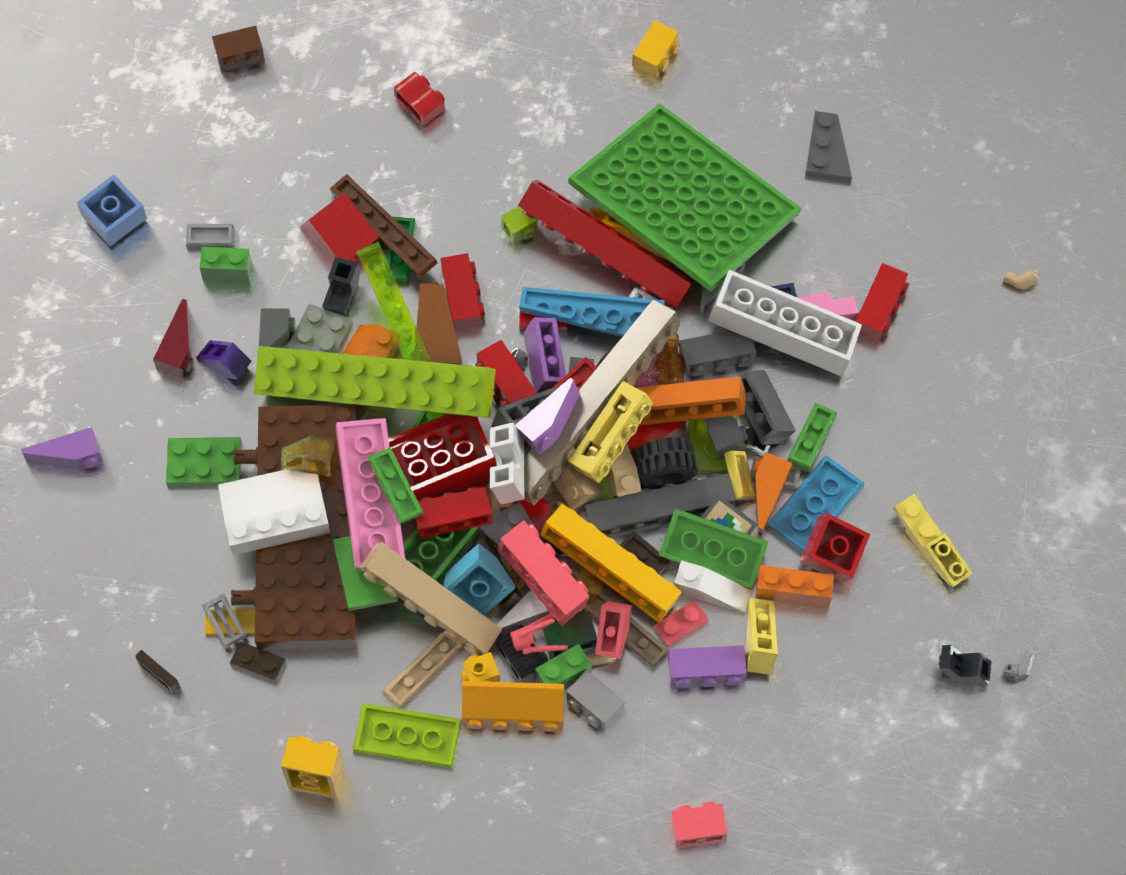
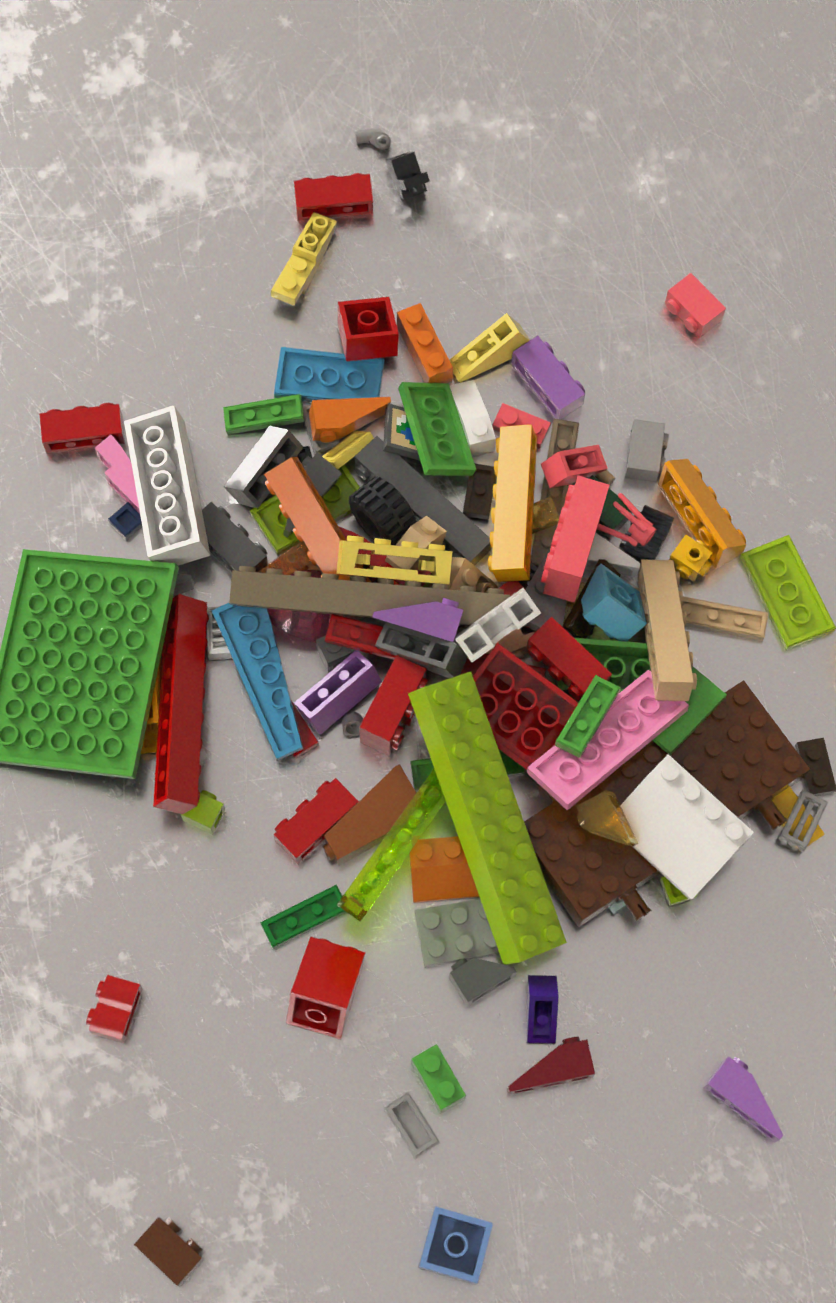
camera: 125 degrees left, 5 degrees up
(202, 461) = (659, 956): bright green plate -> none
(343, 285) = (387, 939): black brick -> none
(386, 227) = (292, 943): reddish brown plate -> none
(564, 668) = (639, 488): bright green brick -> none
(980, 599) = (334, 196): none -> red brick

